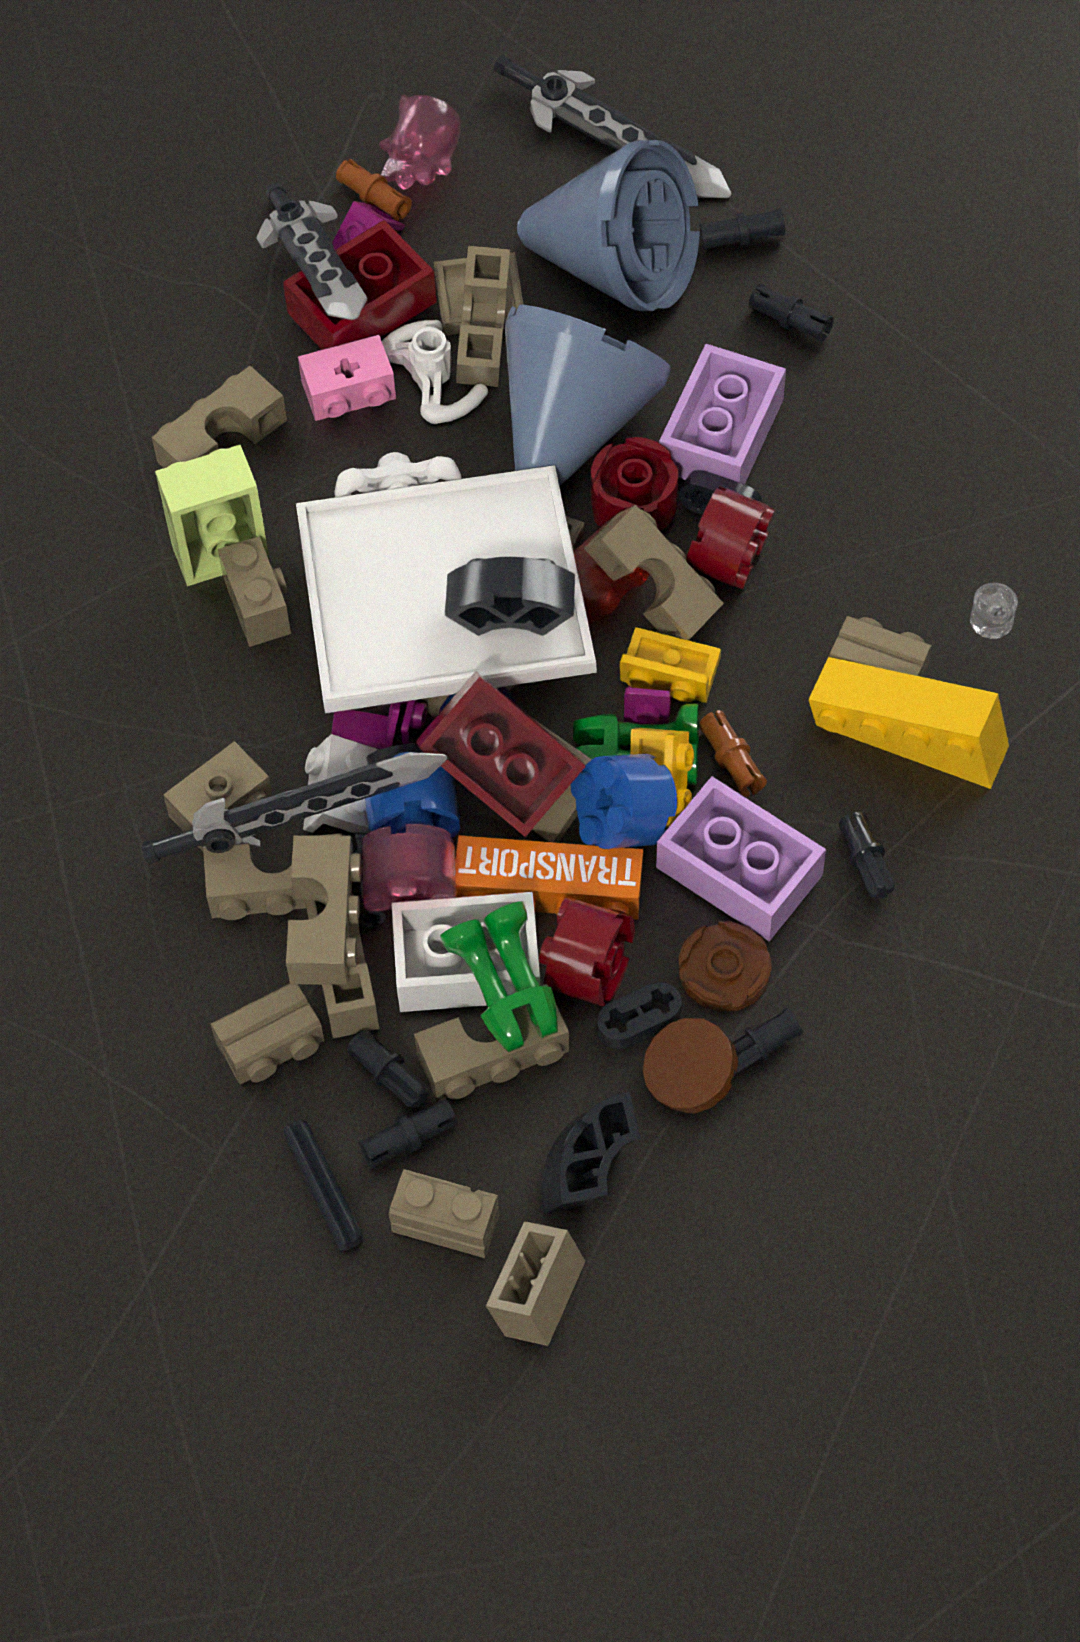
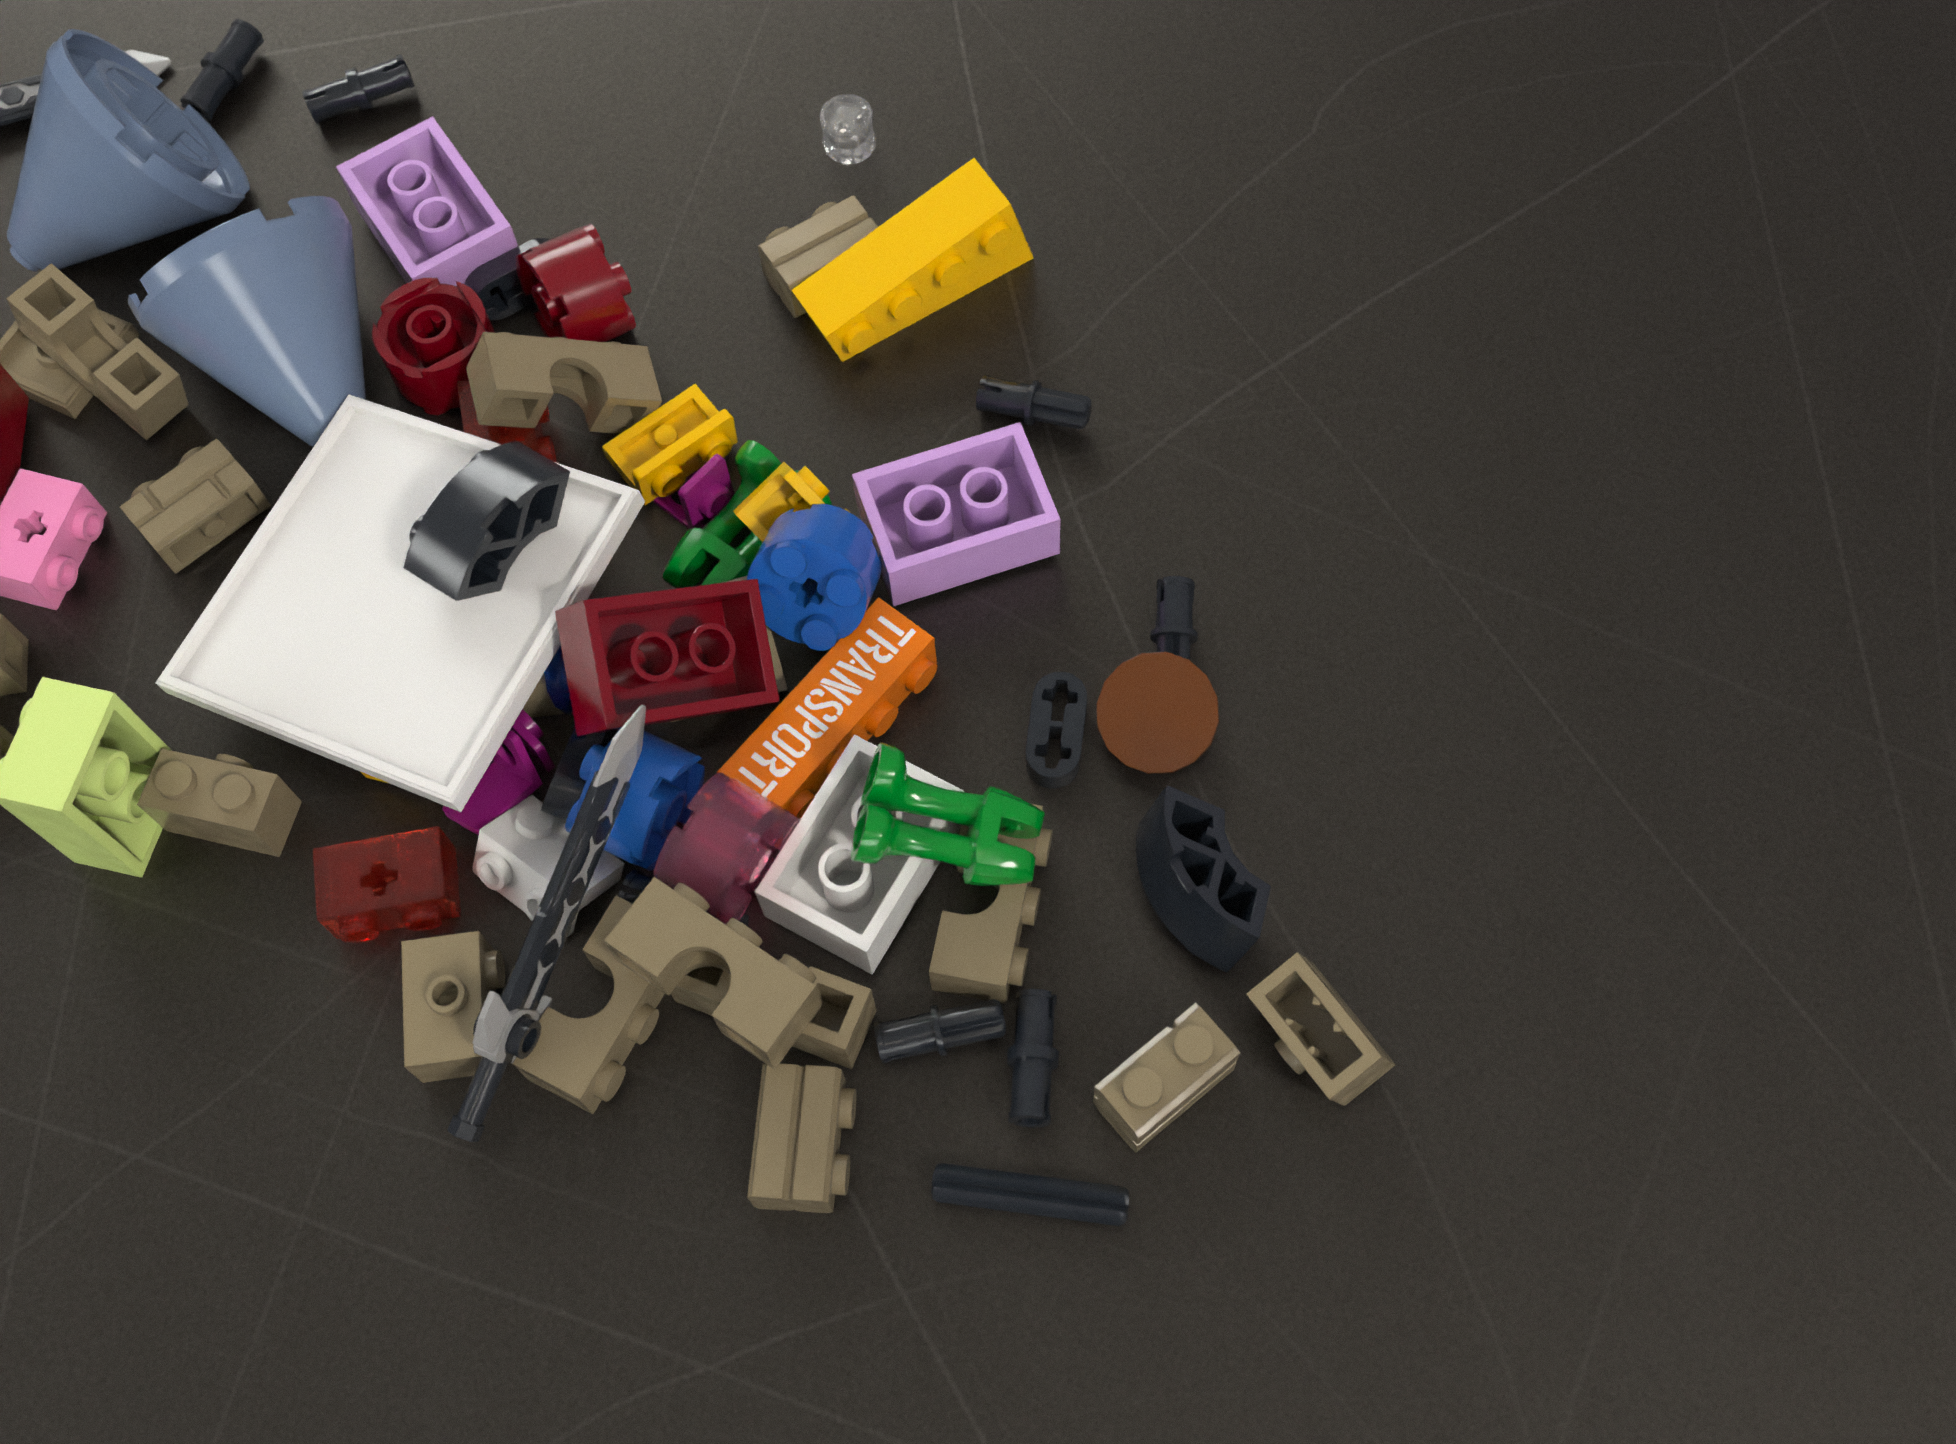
camera: 55 degrees left, 5 degrees up
(268, 712) = (386, 884): none -> clear red brick
(396, 472) = (206, 562): white piece -> none
(429, 434) = (195, 505): none -> dark tan brick
(430, 366) = (98, 445): white piece -> none
(587, 951) = (958, 726): dark red brick -> none
(724, 966) = (1056, 613): reddish brown tile -> none
(732, 753) = (823, 451): dark orange pin -> none

